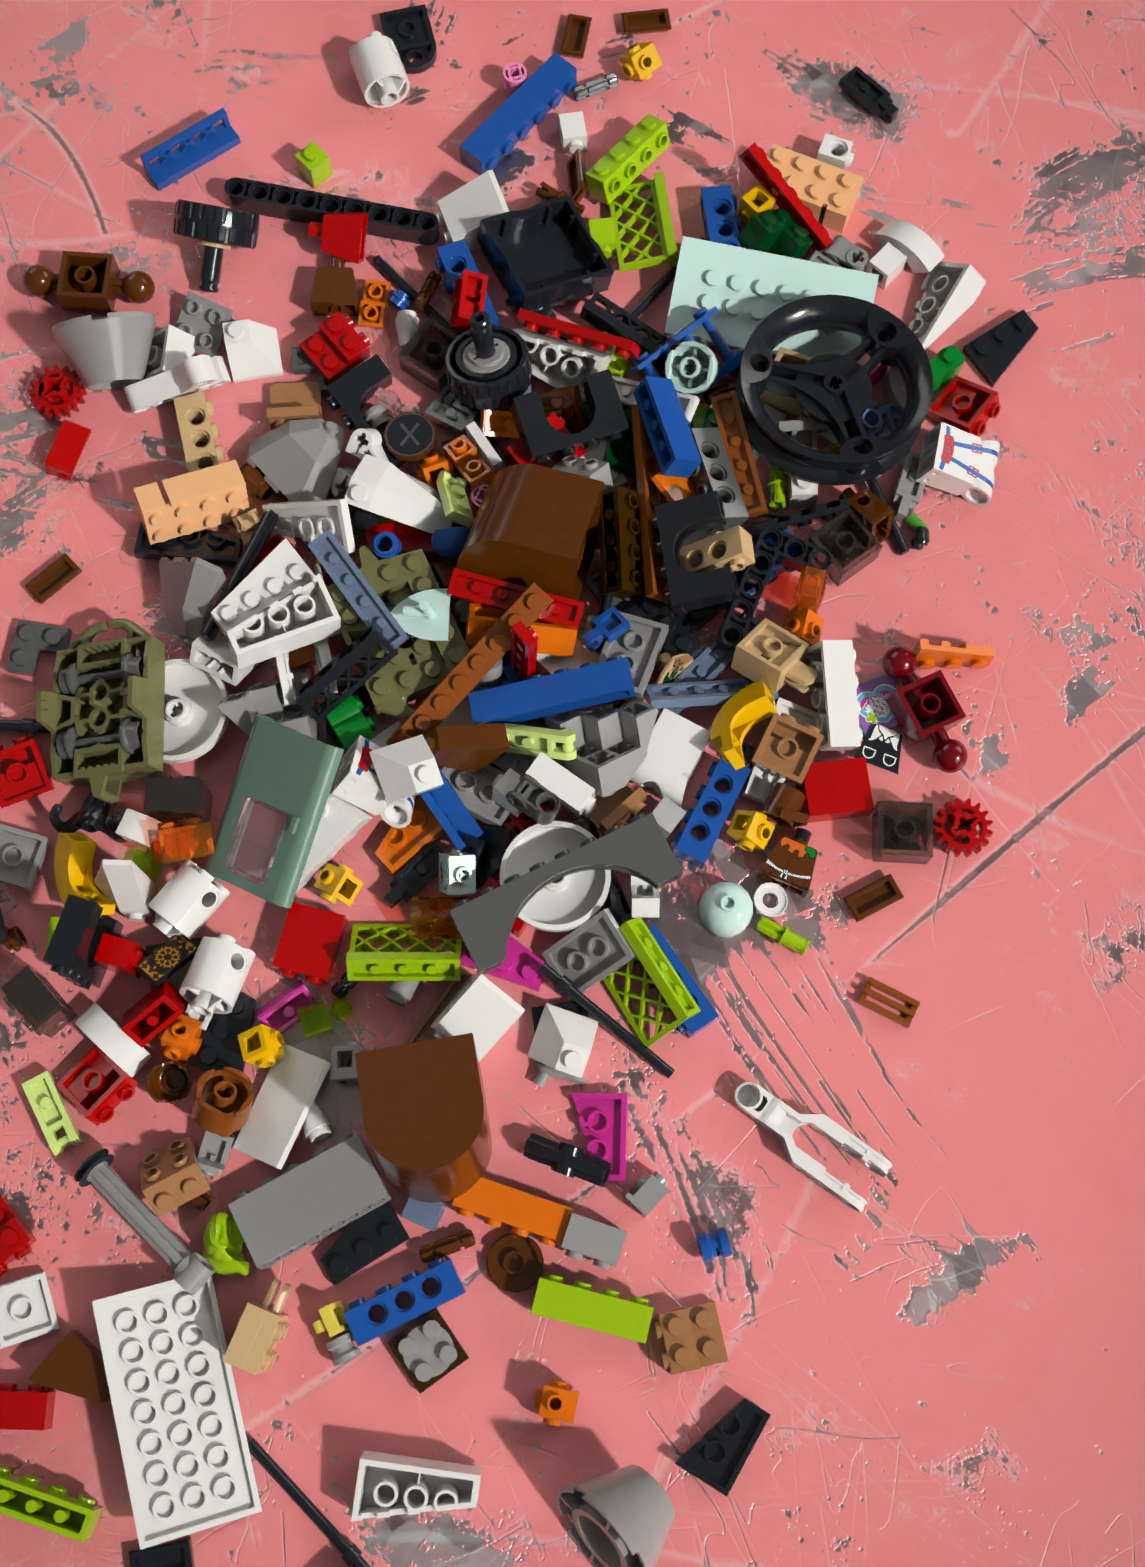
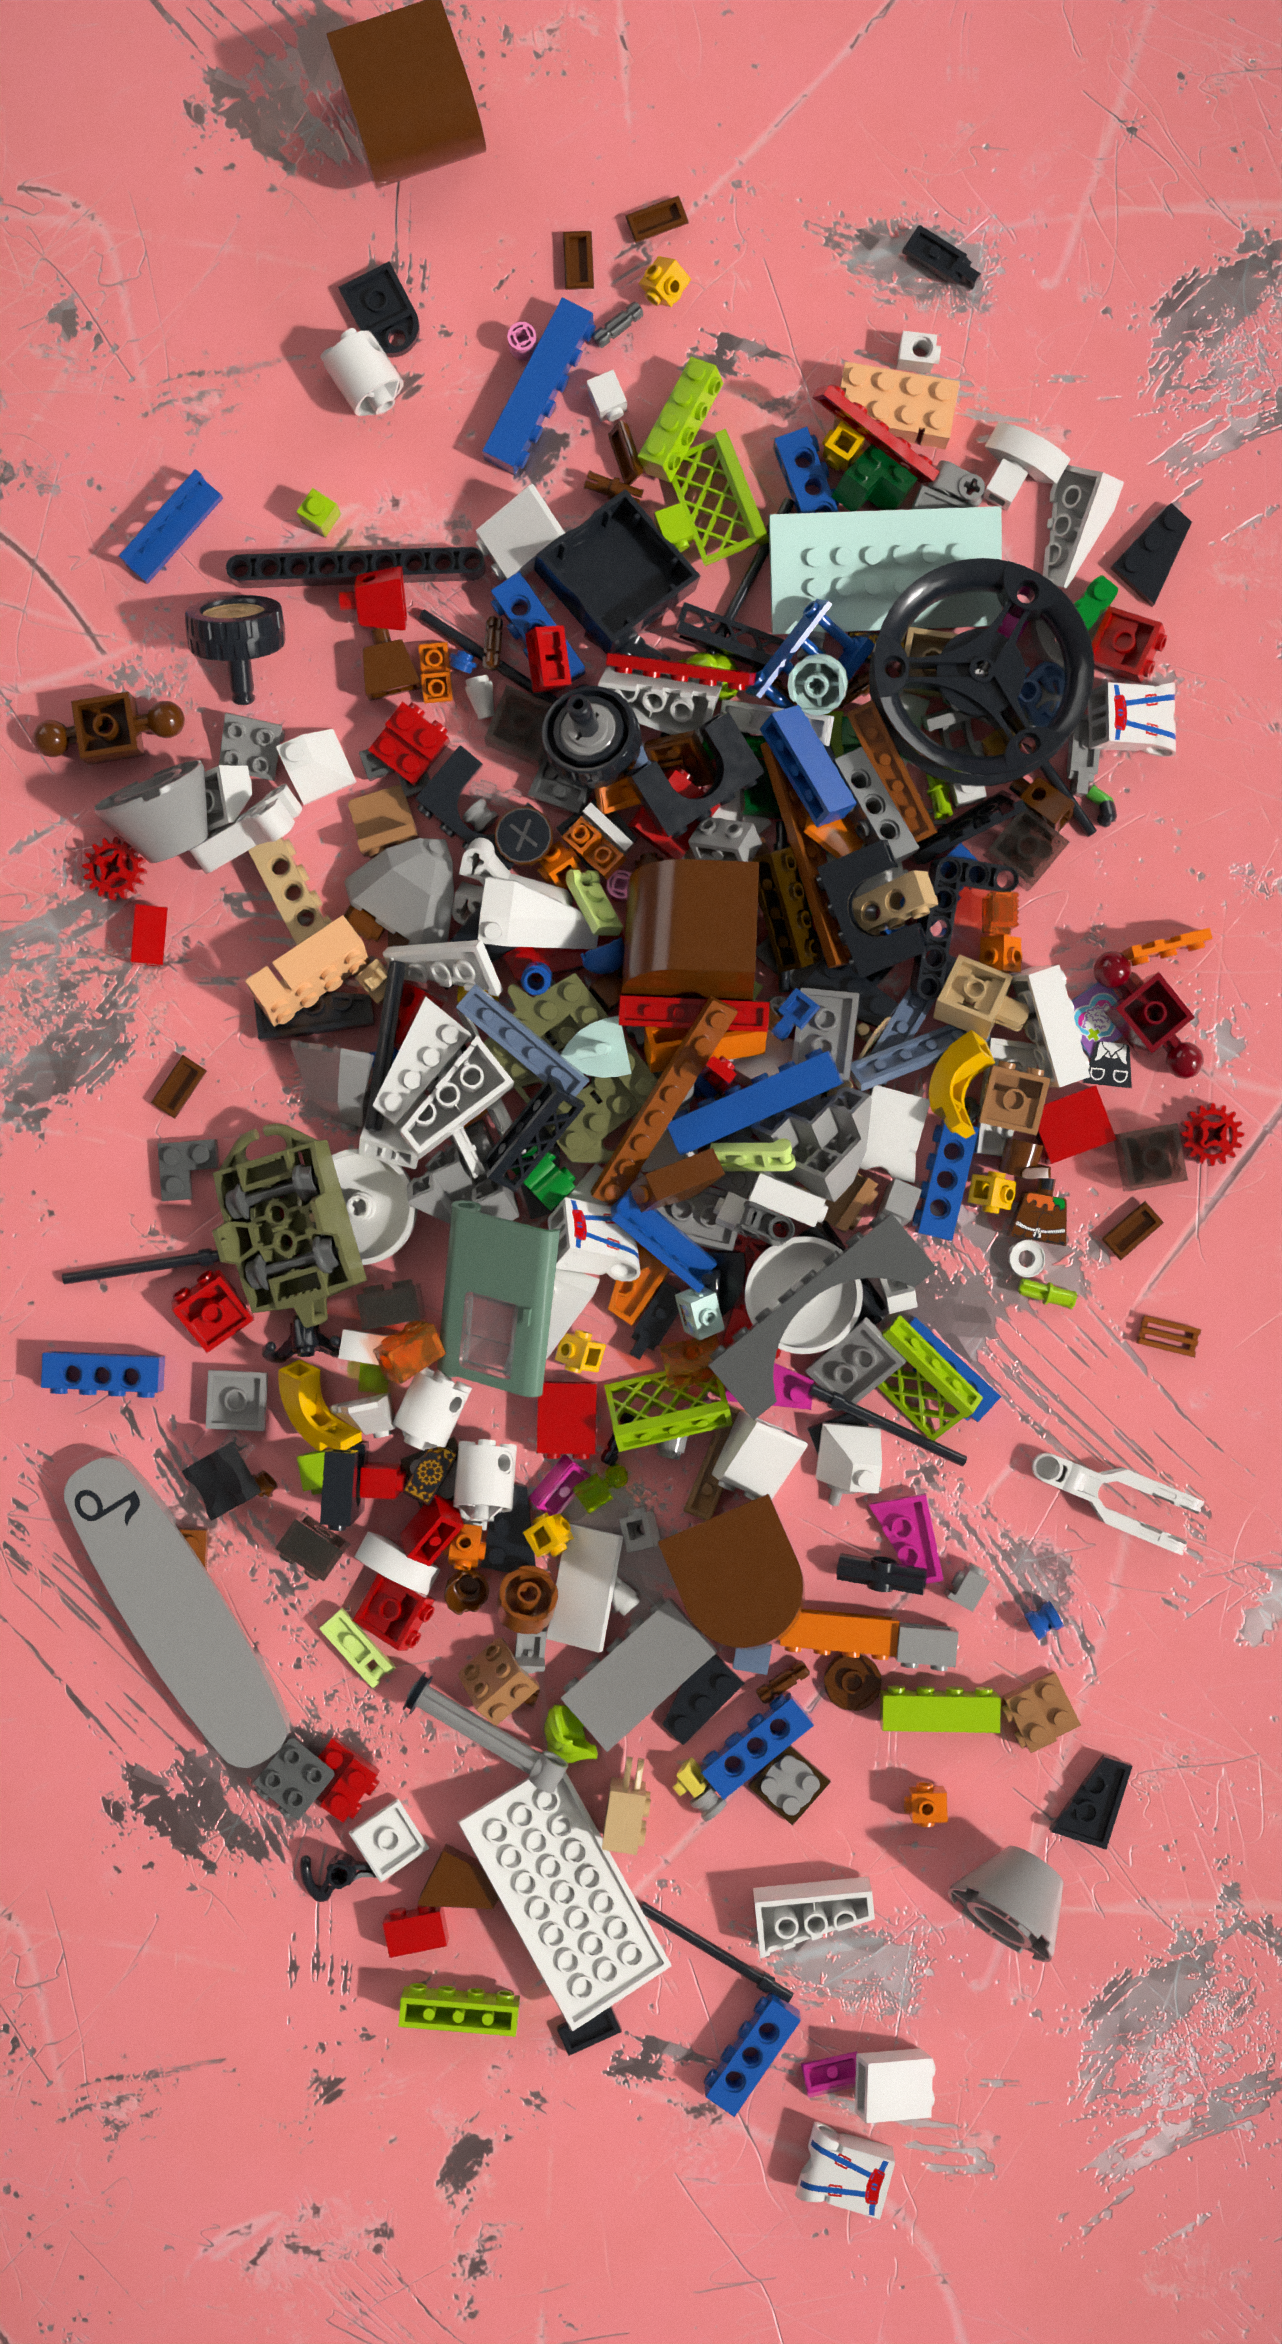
camera: 10 degrees left, 15 degrees up
(406, 769) = (627, 1229): white slope -> none
(725, 909) = (982, 1279): light aqua cylinder -> none

